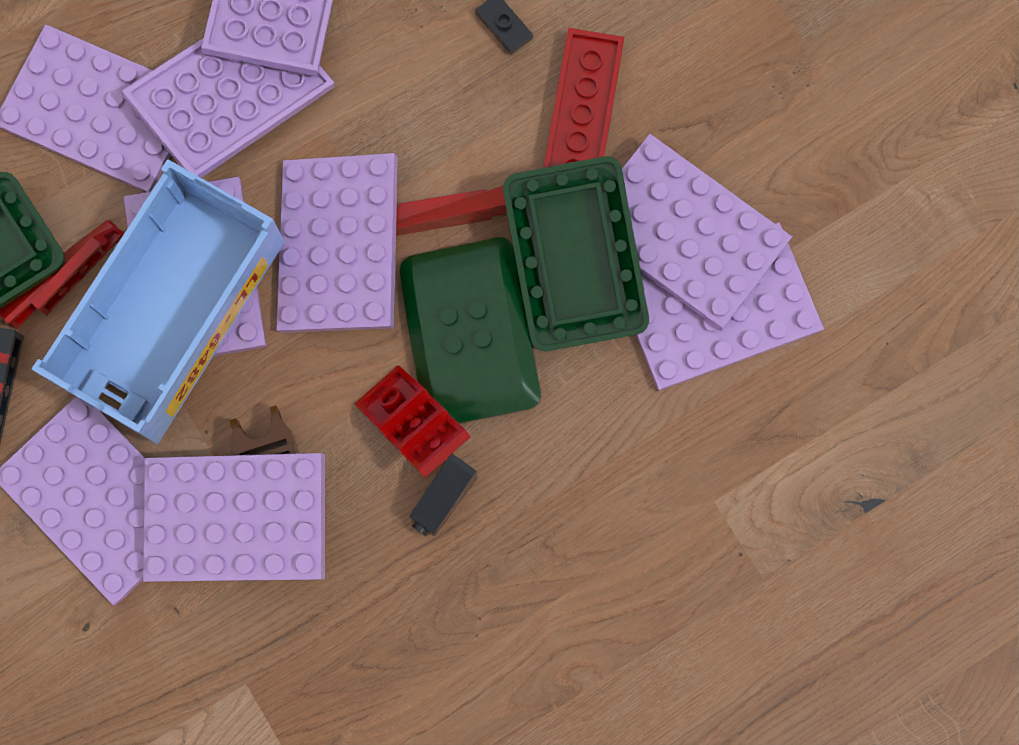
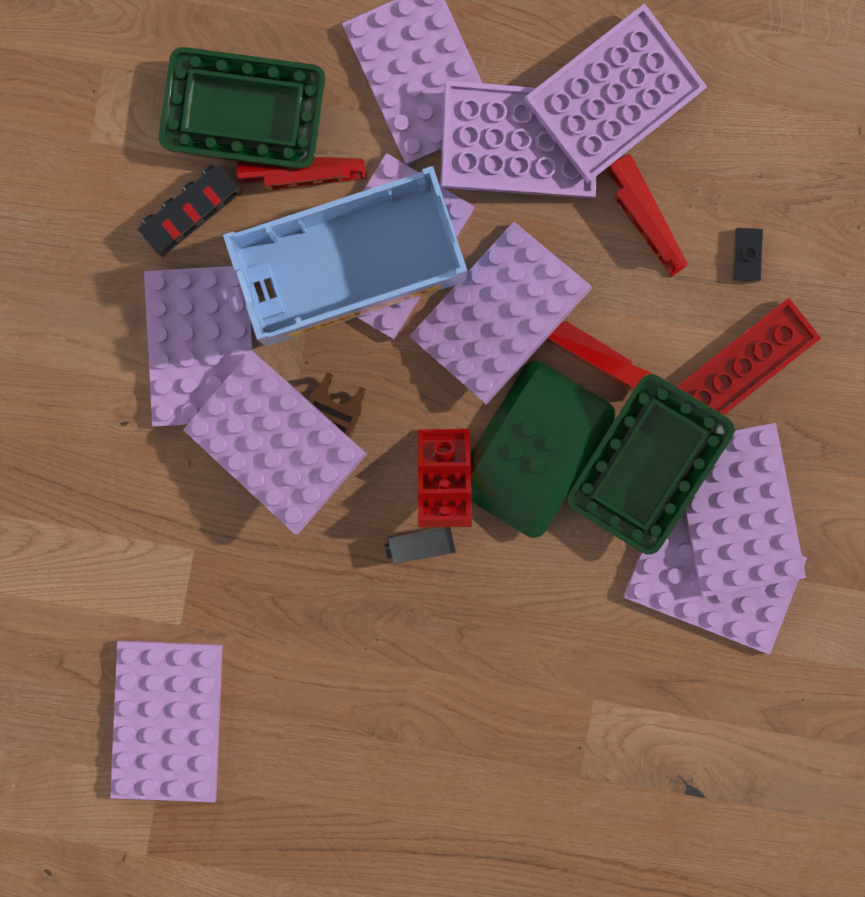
camera: 40 degrees right, 10 degrees up
(389, 64) = (644, 213): none -> red wedge

